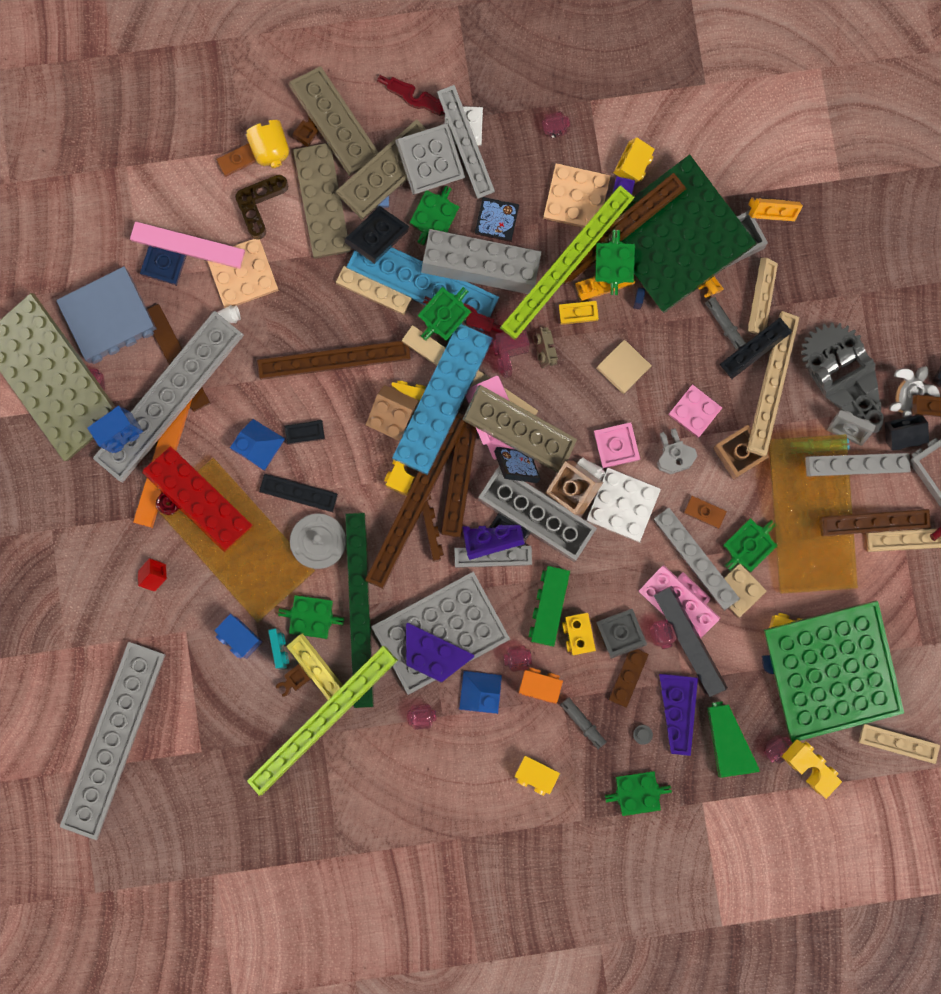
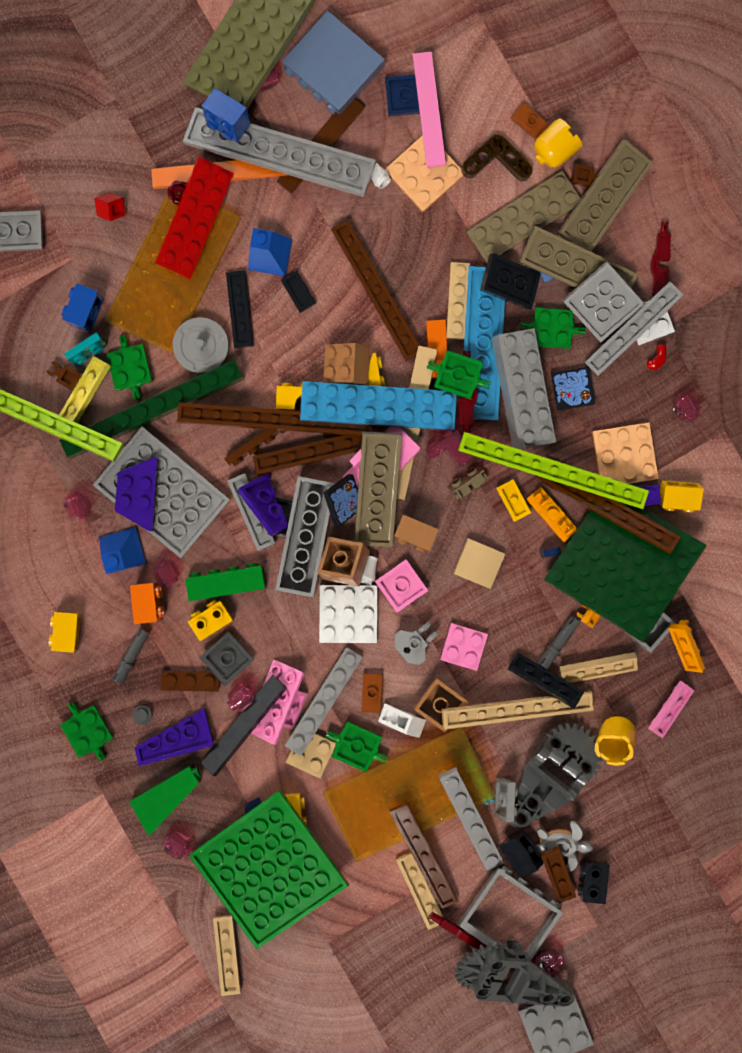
camera: 70 degrees right, 5 degrees up
(402, 323) = (437, 340): none -> orange hinge
(502, 132) = (659, 360): none -> red arm
(574, 411) = (416, 534): none -> medium nougat brick
(615, 262) = (573, 515): green plate -> none
(742, 494) = (402, 720): none -> white arch
(823, 778) = (174, 870): yellow arch -> none
(825, 247) = (671, 709): none -> bright pink plate
(836, 305) = (616, 740): none -> yellow cylinder

